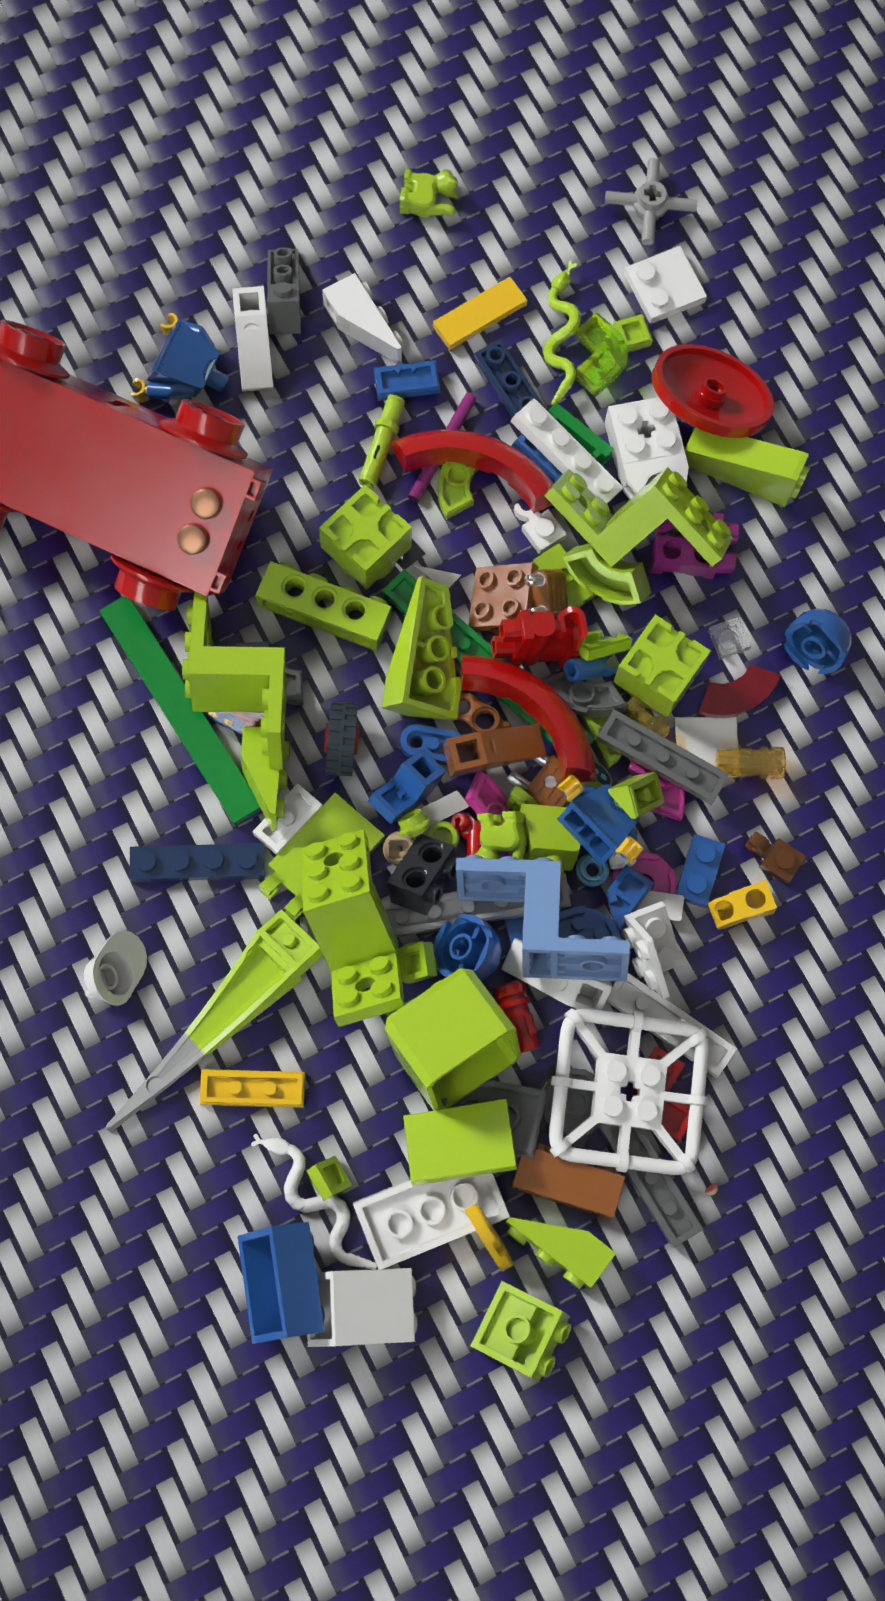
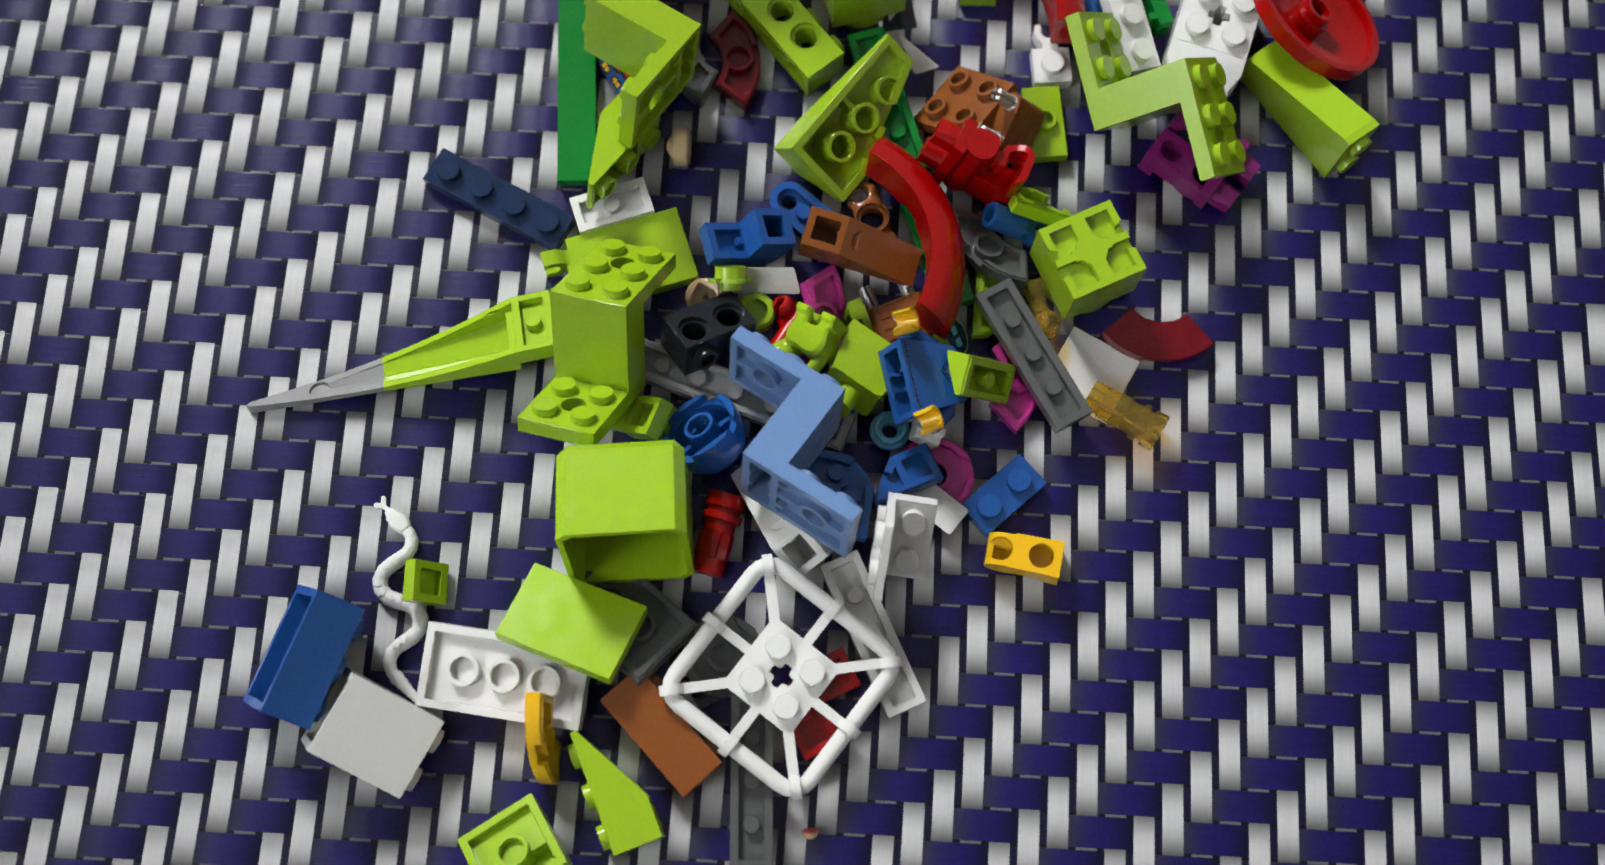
camera: 35 degrees right, 0 degrees up
(116, 969) = (353, 255): white piece -> none
(252, 1088) = (411, 450): yellow tile -> none
(310, 744) = (680, 146): none -> tan tile
(311, 652) = (740, 60): none -> dark red tile
(341, 738) = (710, 153): black wheel -> none
(620, 584) = (1090, 152): lime brick -> none
(730, 638) = (1181, 276): clear plate -> none
(778, 859) = (1095, 532): reddish brown plate -> none
(818, 640) = (1276, 328): blue cylinder -> none

